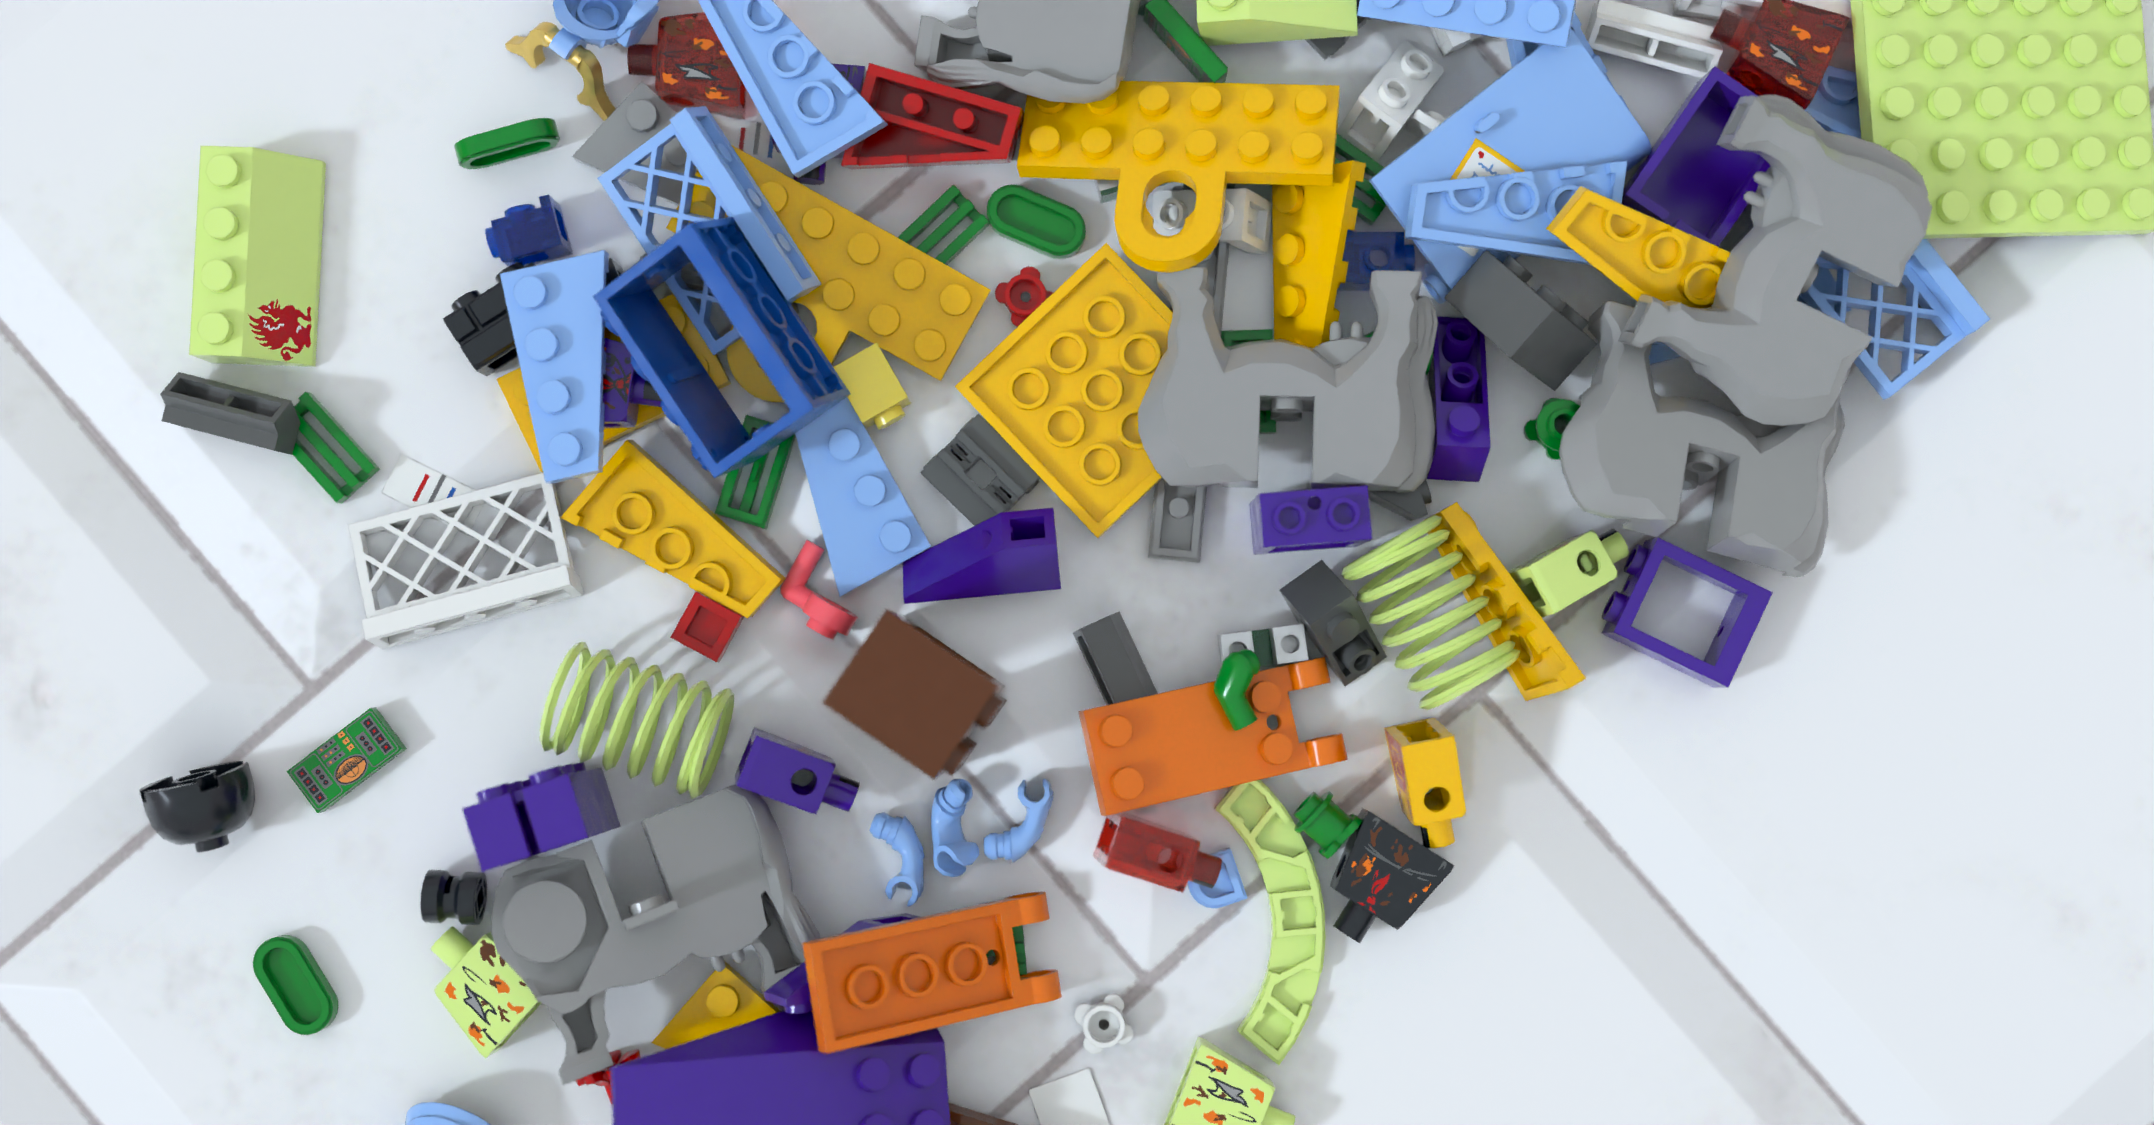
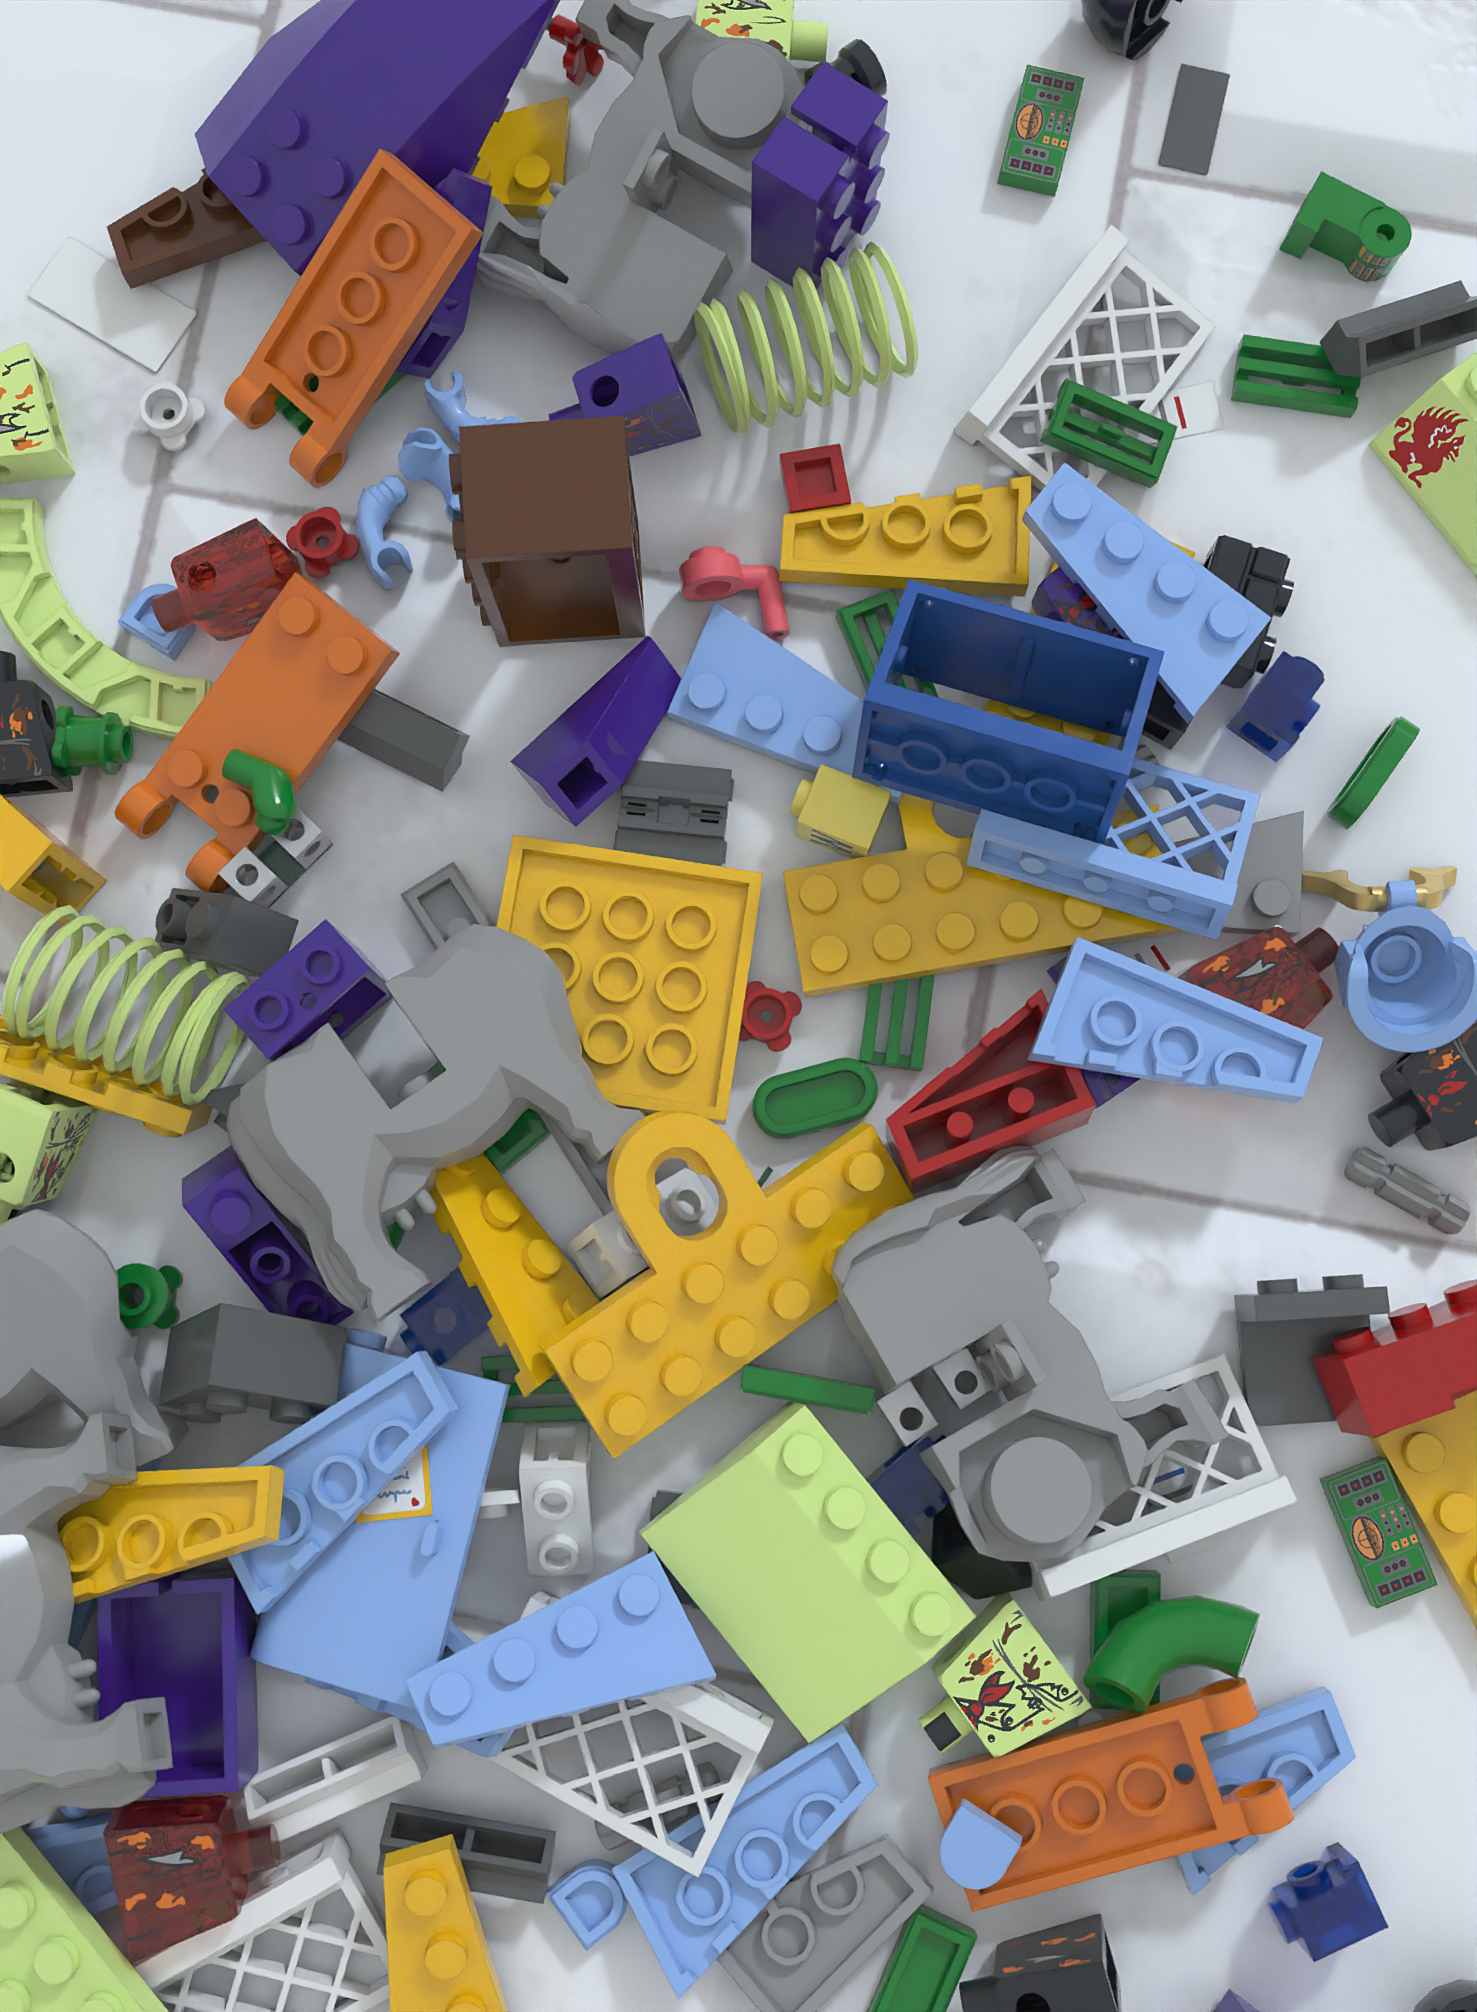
camera: 145 degrees right, 5 degrees down
(200, 522) = (1349, 229): none -> green leg
(233, 687) = (1194, 119): none -> dark grey sticker
(506, 539) = (1099, 454): none -> green tile
(1078, 859) = (318, 525): none -> red plate

